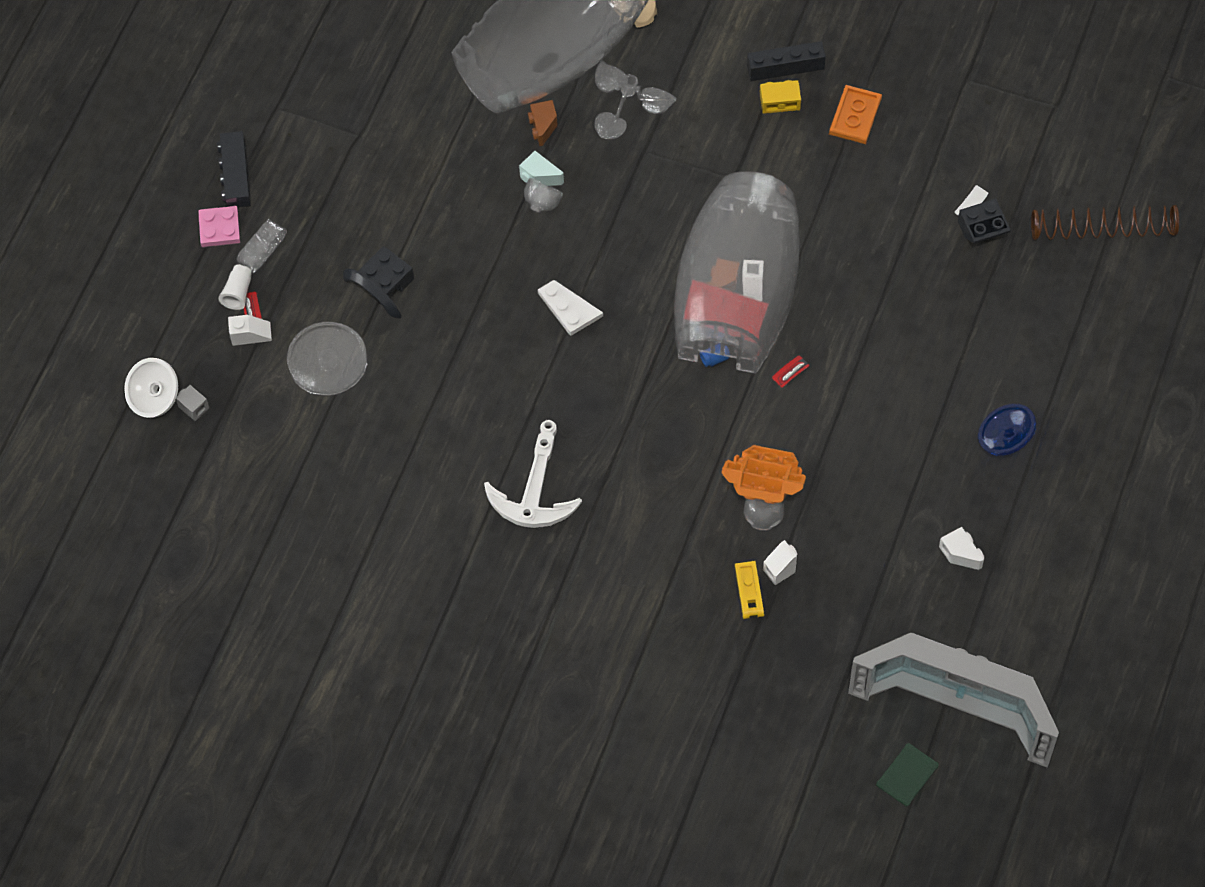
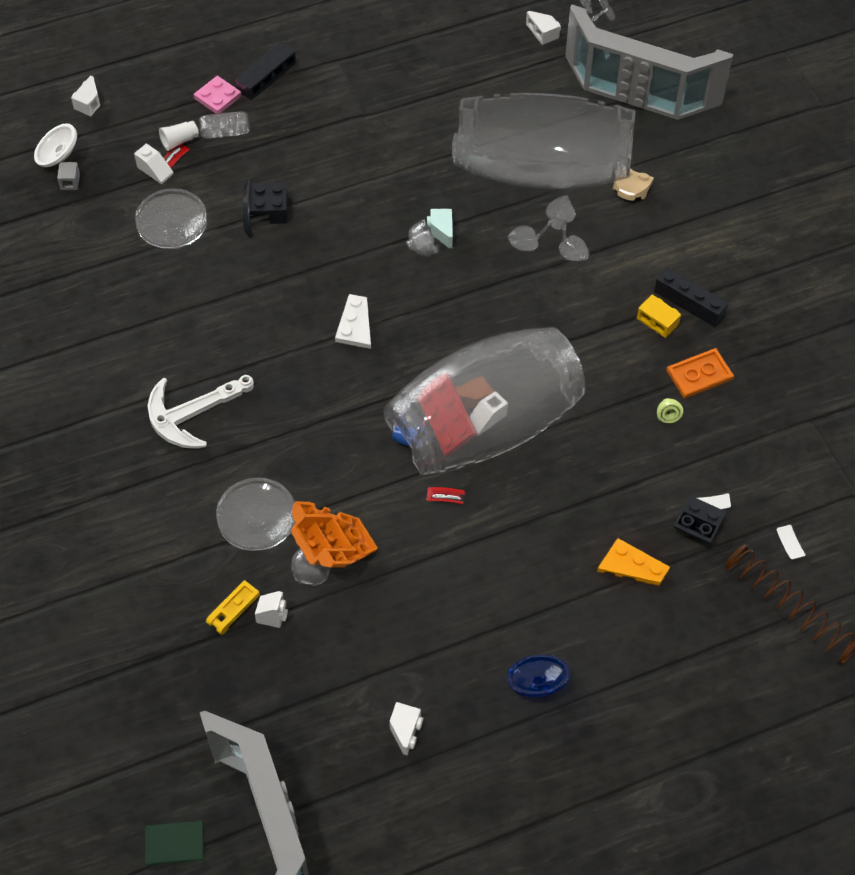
camera: 45 degrees right, 5 degrees down
(117, 325) = (86, 97): none -> white slope
(544, 120) = (484, 199): dark orange slope -> none
(685, 510) = (255, 514): none -> clear dish
(870, 161) = (669, 411): none -> yellowish green brick
(966, 297) = (633, 563): none -> light orange wing
(1051, 181) = (790, 542): none -> white sticker

